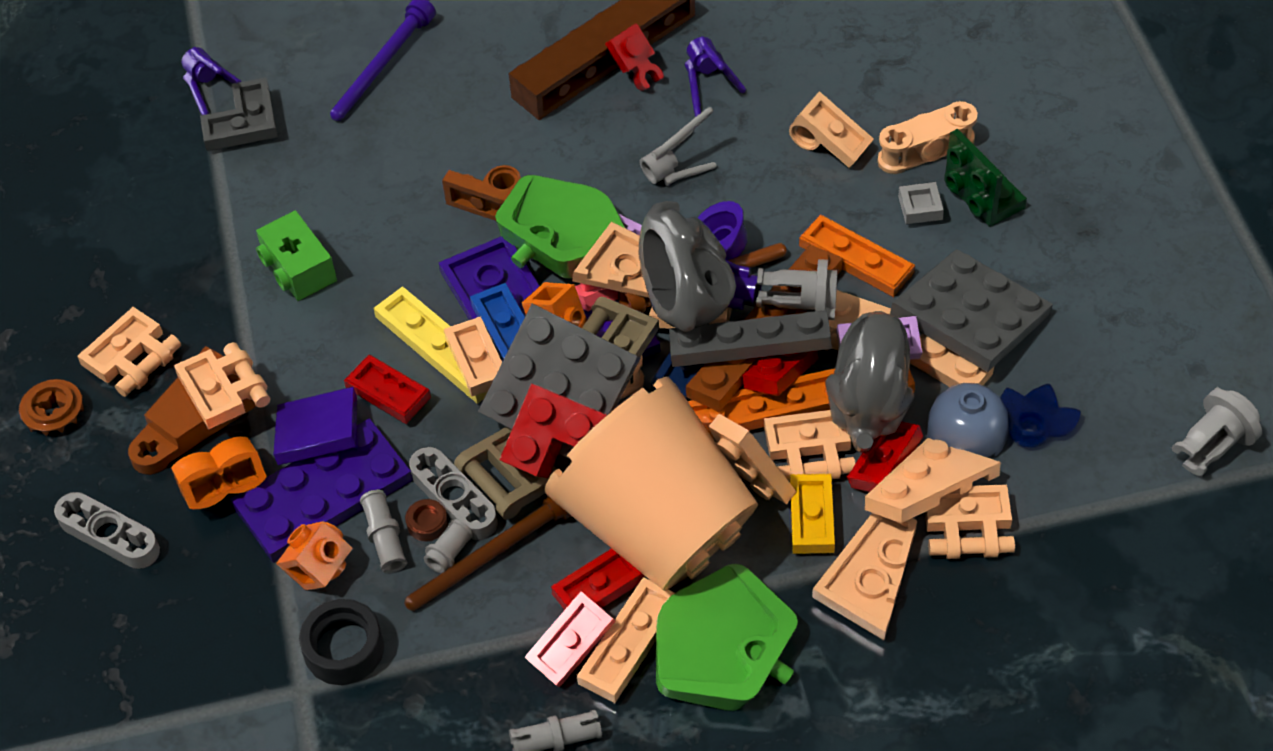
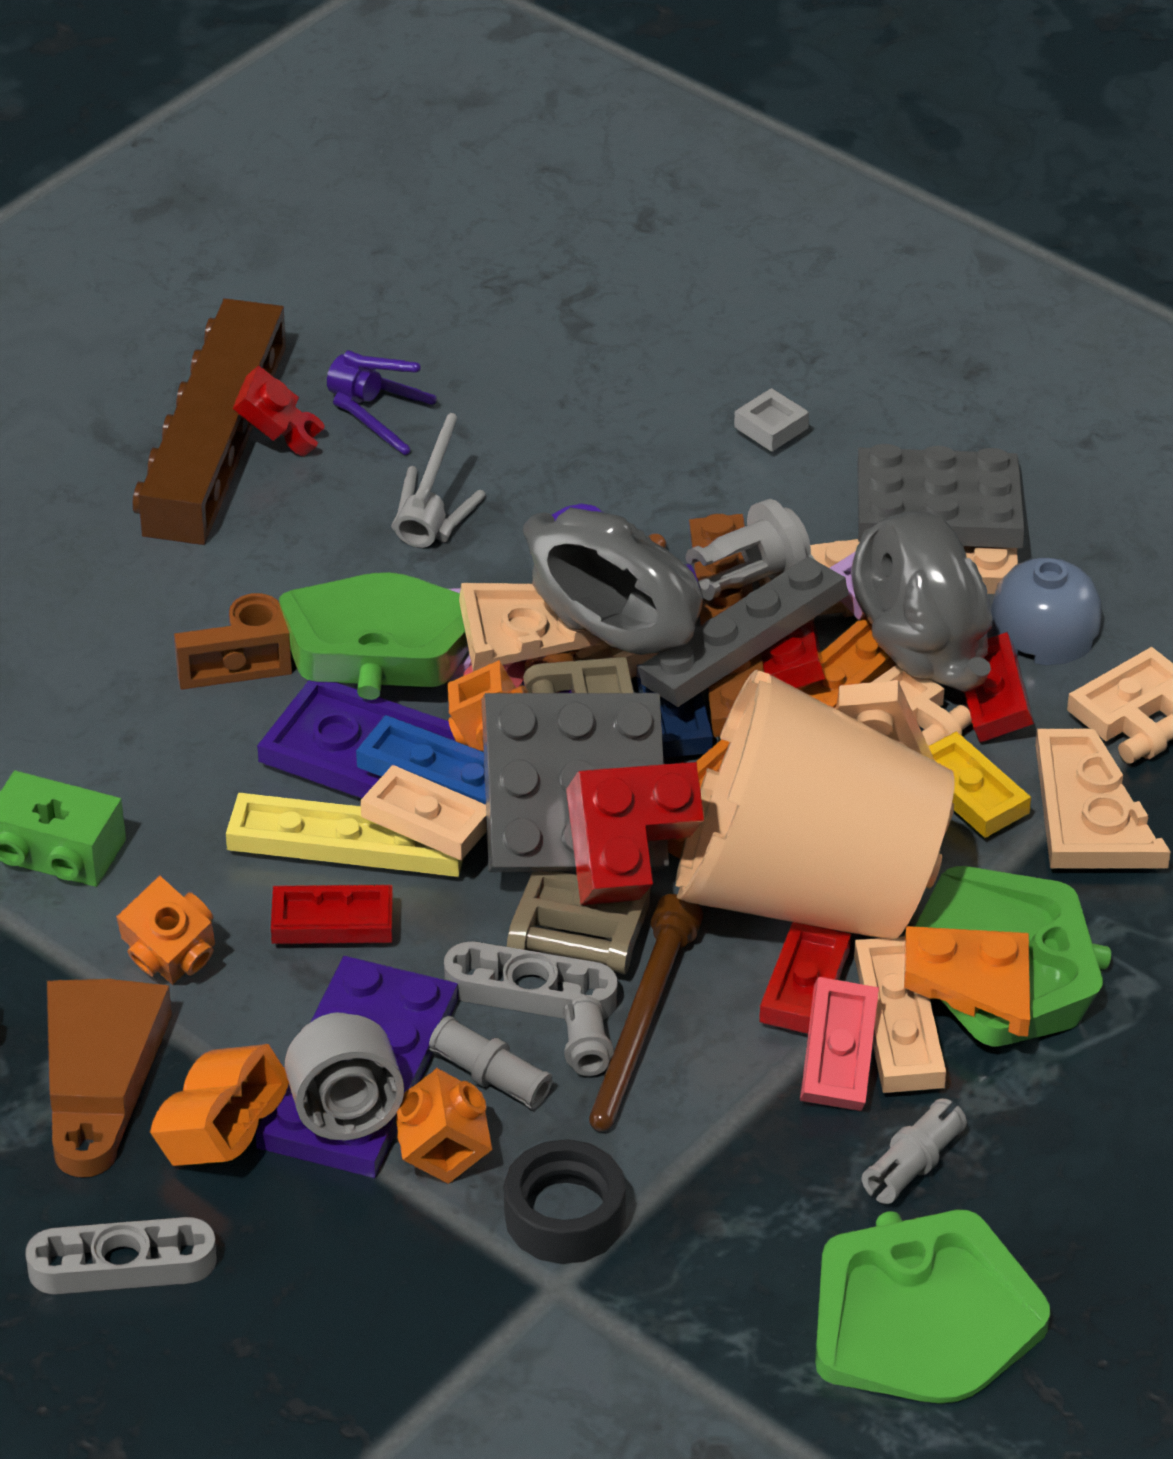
camera: 40 degrees left, 10 degrees down
(212, 391) = (129, 1002): light nougat plate -> none
(275, 494) = (344, 1076): none -> light grey piece
(287, 351) = (167, 931): none -> orange brick
(315, 426) = (288, 990): dark purple tile -> none
(426, 520) = (527, 1027): copper tile -> none
(680, 642) = (971, 971): none -> orange wing
(828, 125) = (581, 383): light nougat plate -> none
(860, 256) = (700, 500): orange tile -> none
(924, 137) = (712, 349): light nougat piece -> none
(925, 478) = (1070, 679): light nougat wing -> none
(980, 182) = (821, 359): dark green bracket -> none
(1039, 413) = (1115, 574): clear blue plate -> none

